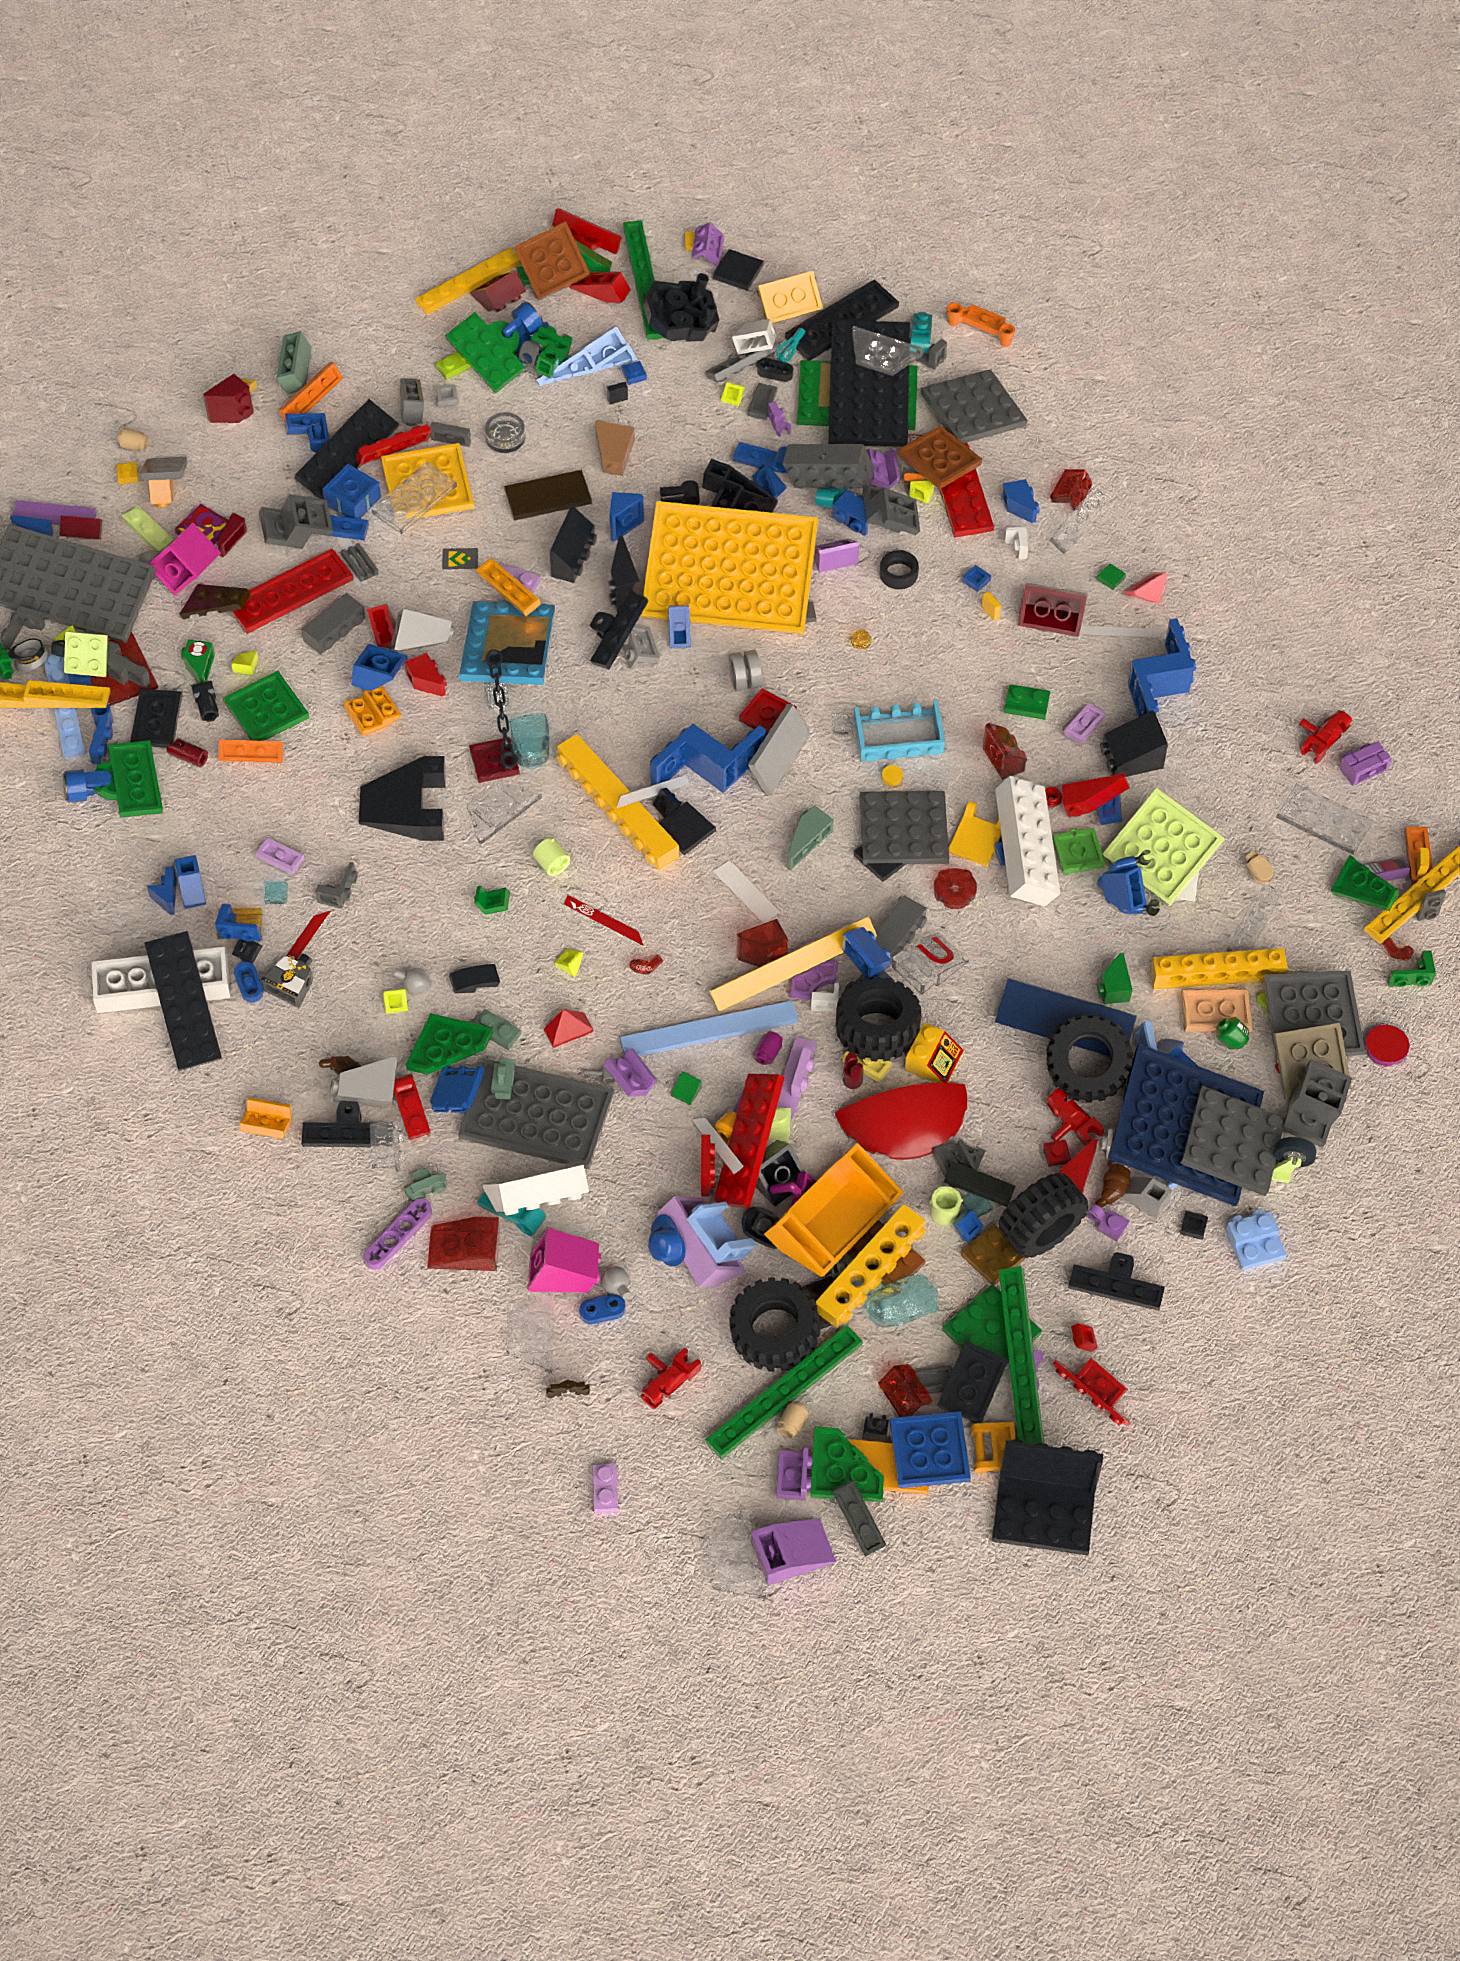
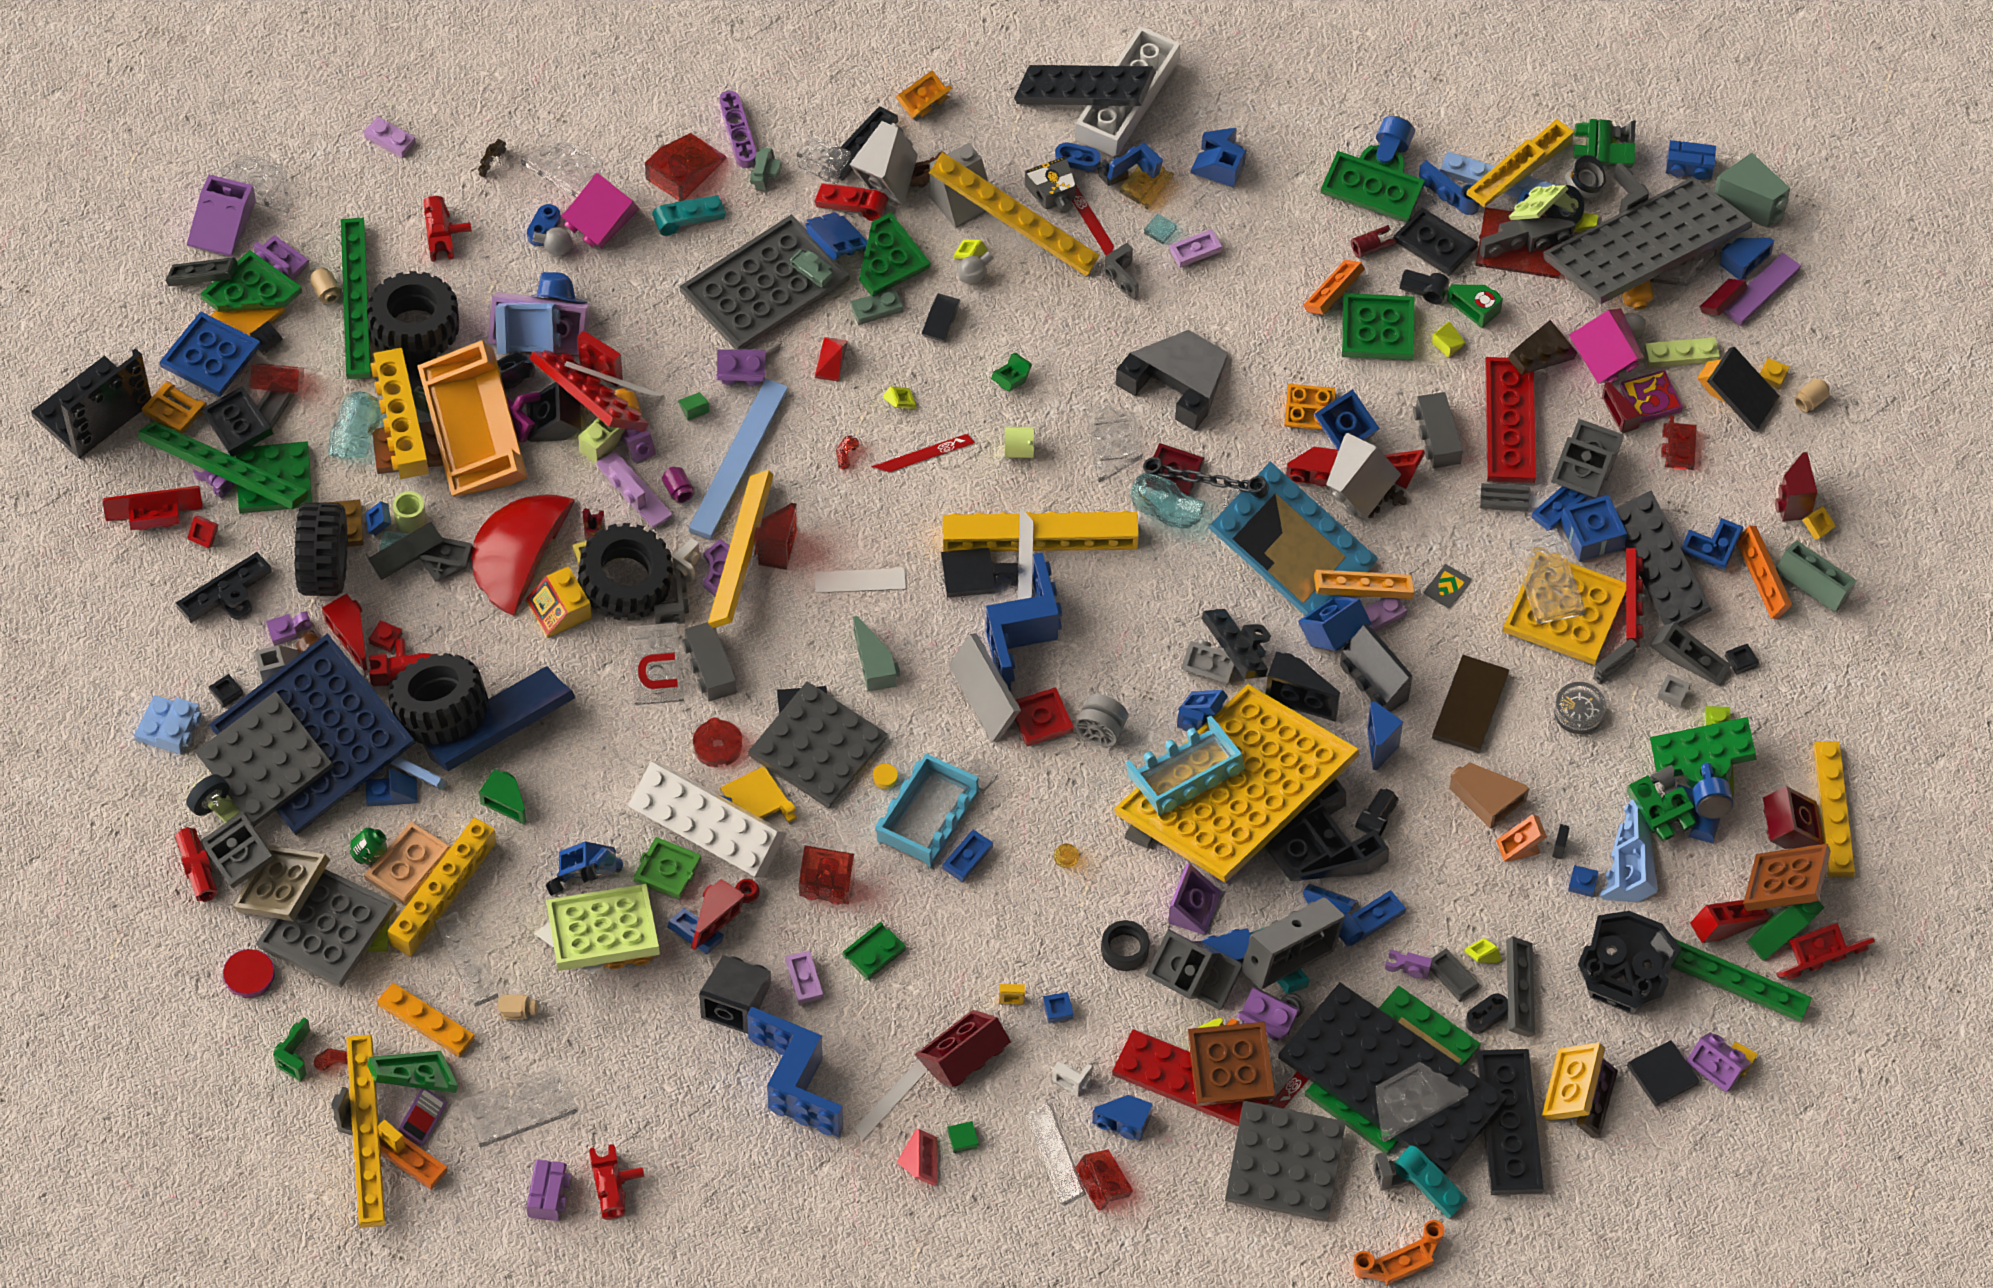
camera: 125 degrees right, 0 degrees up
(234, 491) = (1679, 445): none -> clear red bracket
(343, 1033) = (951, 203): none -> light grey slope
(352, 968) = (1014, 214): none -> yellow plate
(388, 378) = (1741, 659): none -> black tile
(537, 1188) = (685, 226): white slope -> none
(556, 583) = (1334, 623): none -> blue brick
(634, 410) = (1522, 839): none -> orange slope
(697, 629) = (1189, 719): none -> blue plate
(744, 596) = (1187, 768): none -> window
(758, 336) = (1539, 1012): white torso -> none
(793, 342) = (1506, 1043): teal piece -> none
(865, 952) = (689, 586): blue slope -> none
(912, 690) = (967, 855): none -> blue plate
(1316, 917) = (426, 1019): none -> light orange plate
(1344, 1134) = (196, 864): none -> red piece

